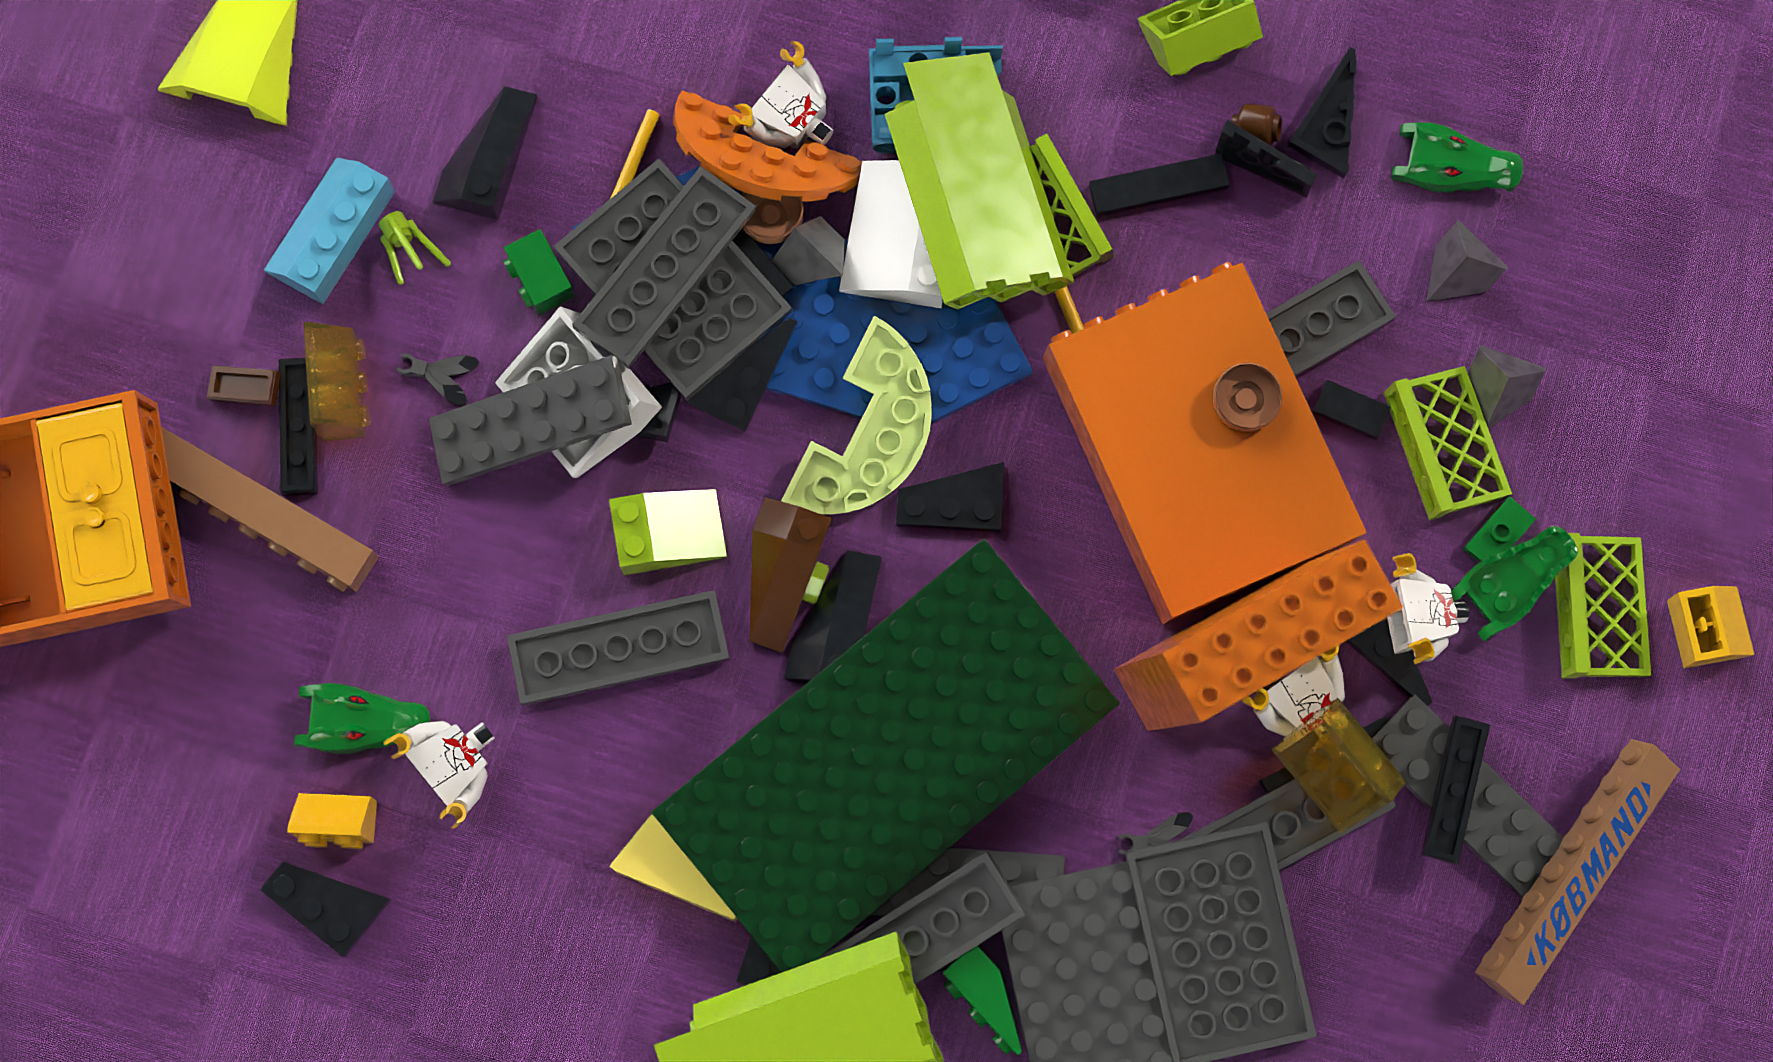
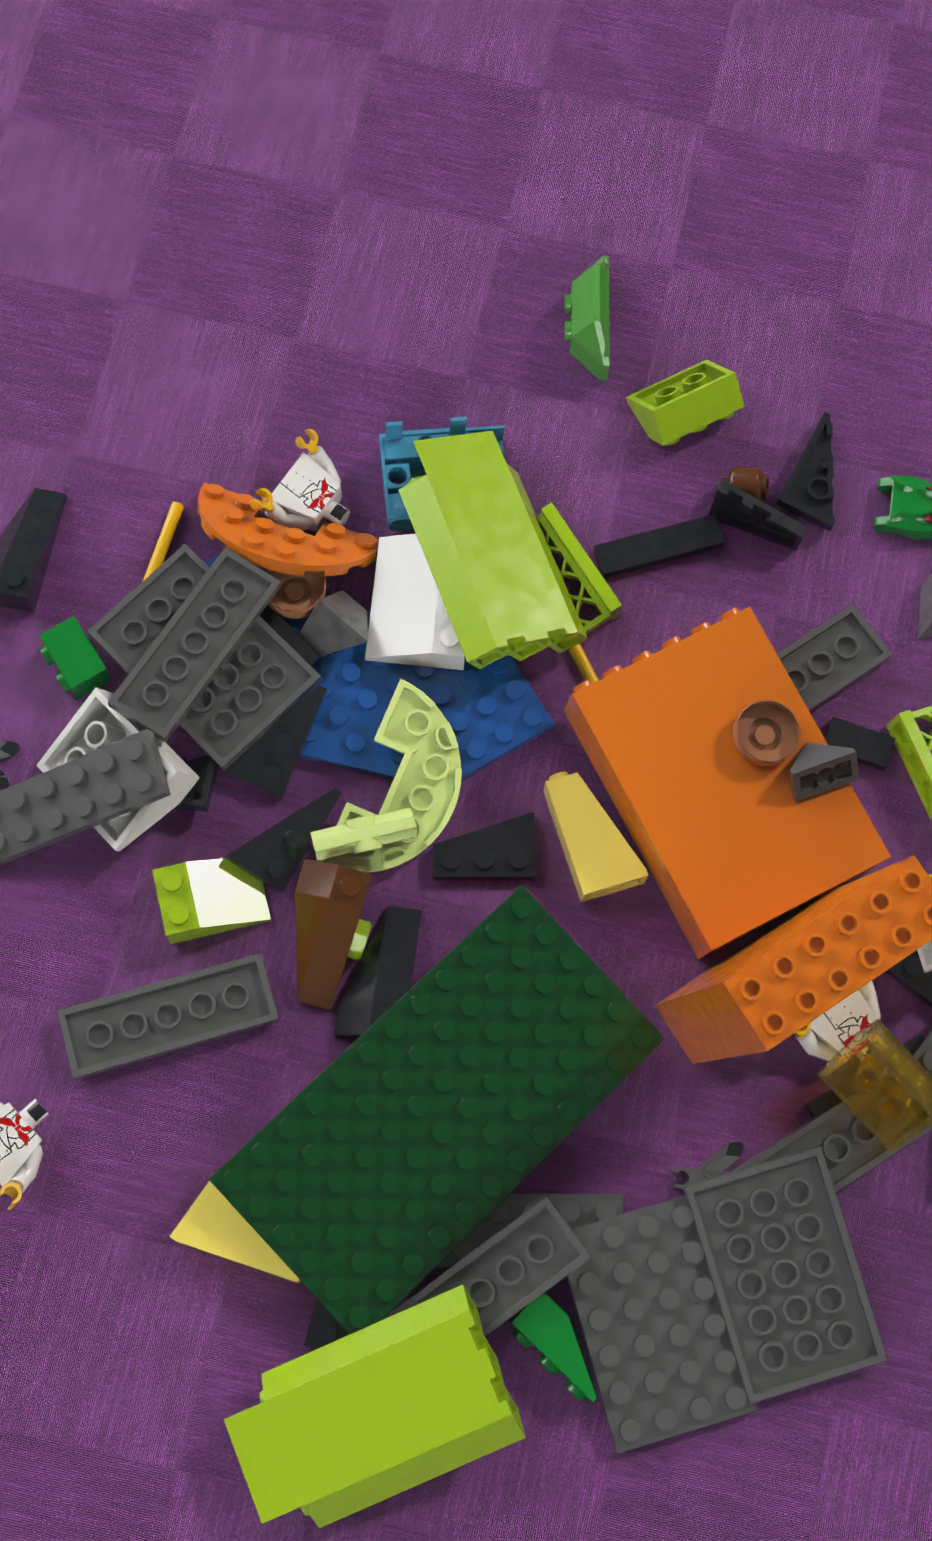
camera: 10 degrees left, 5 degrees down
(739, 486) = (280, 849): none -> black wing
(826, 475) = (364, 834): none -> yellowish green piece
(1061, 498) = (592, 844): none -> light yellow slope
(1302, 438) = (822, 769): none -> dark grey slope

